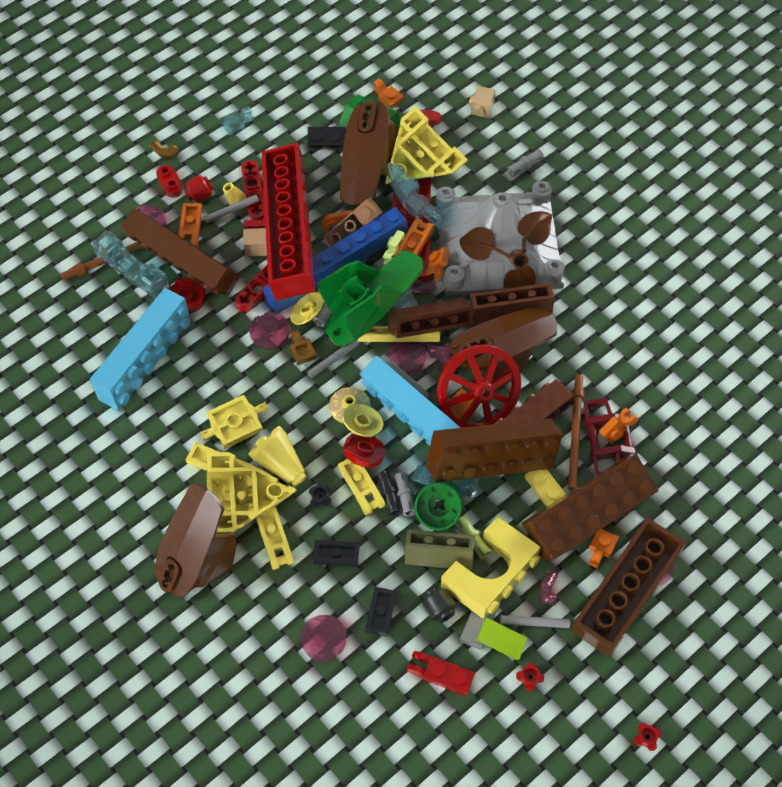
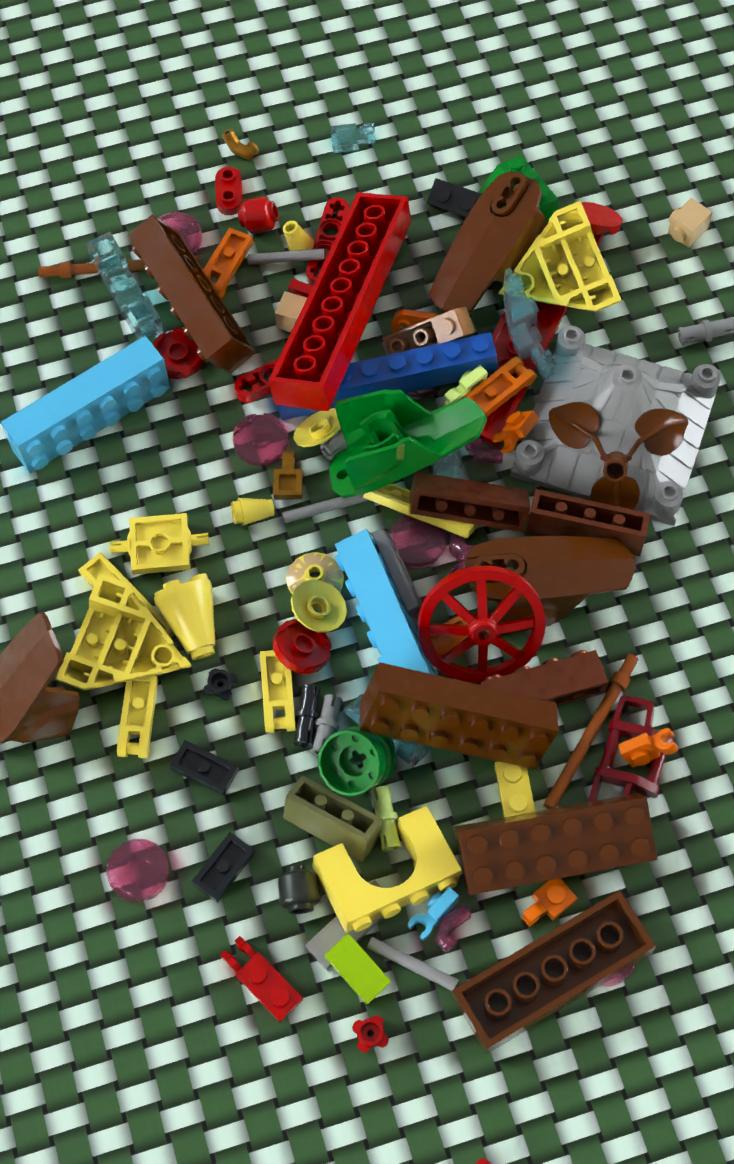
camera: 25 degrees right, 5 degrees up
(284, 378) = (251, 510): none -> light yellow cone
(388, 96) = (566, 171): orange plate -> none
(535, 577) = (440, 906): none -> medium azure plate

